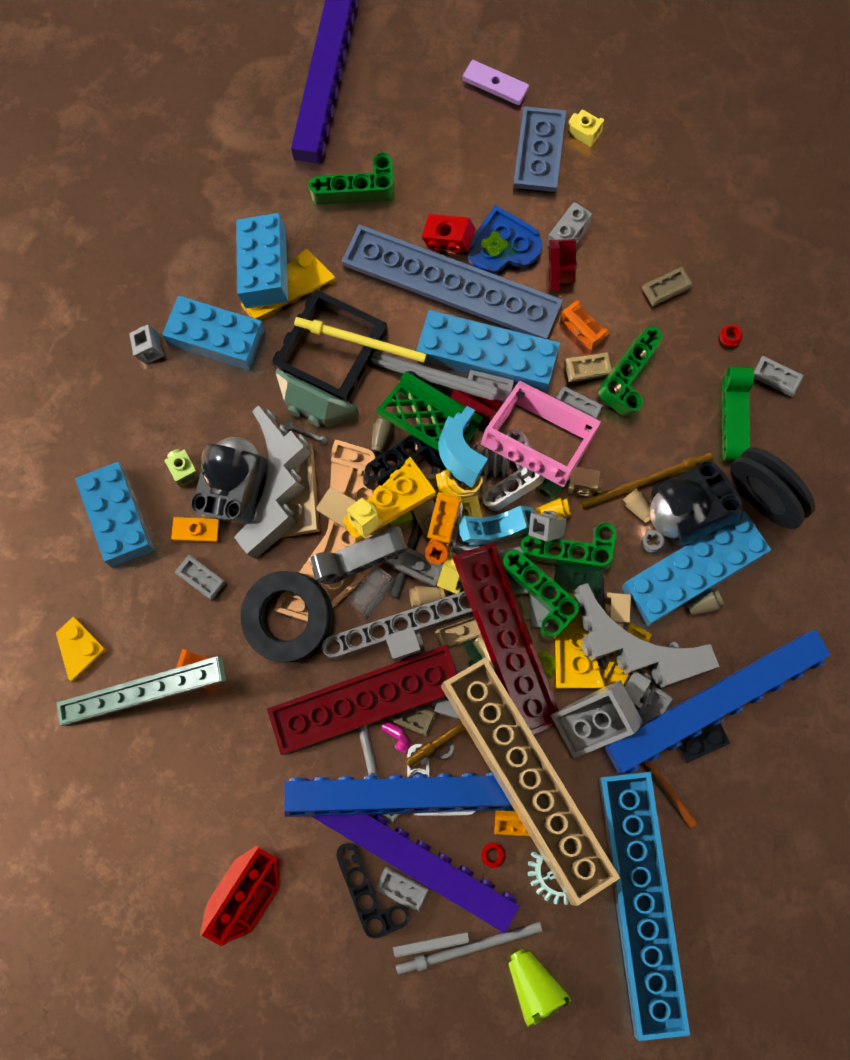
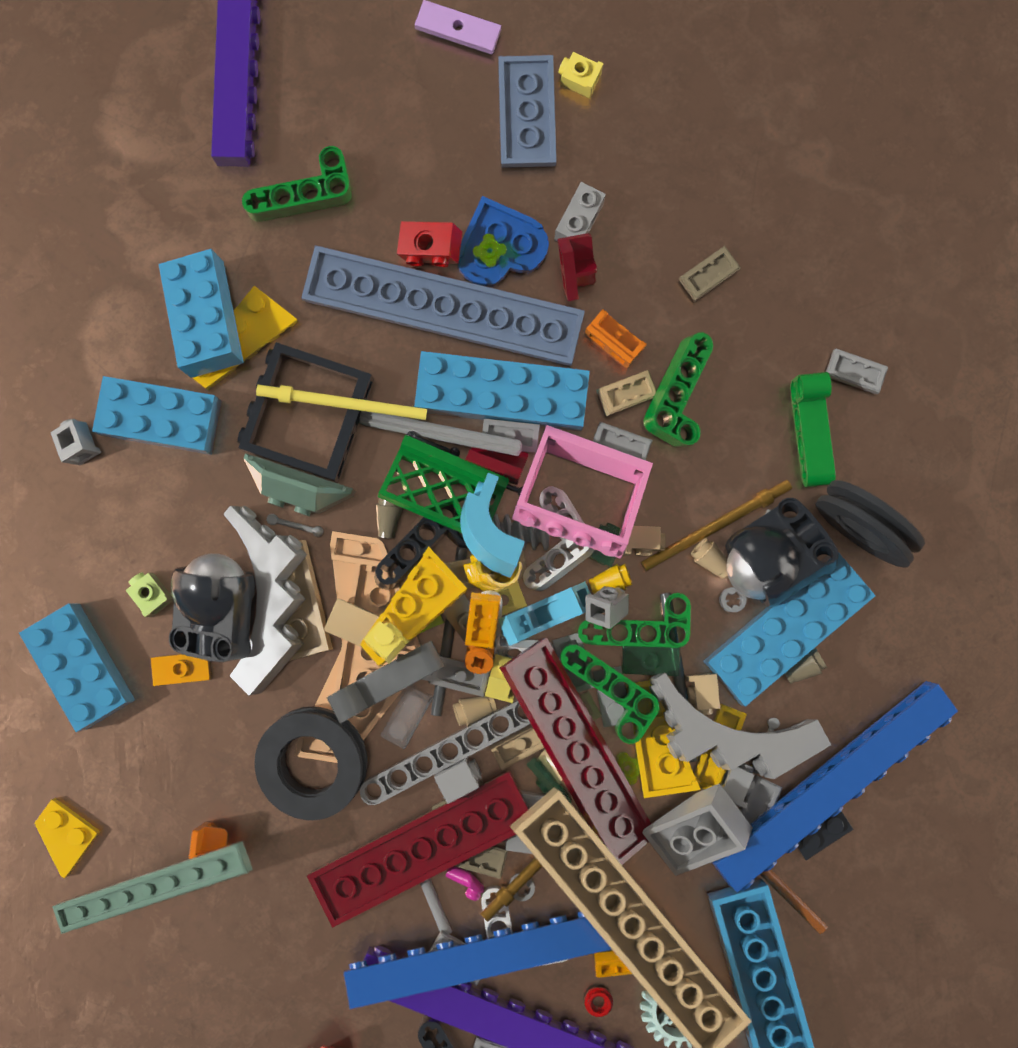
camera: 20 degrees left, 10 degrees up
(200, 577) = (197, 727): light grey plate -> none
(735, 331) = (800, 320): red plate -> none

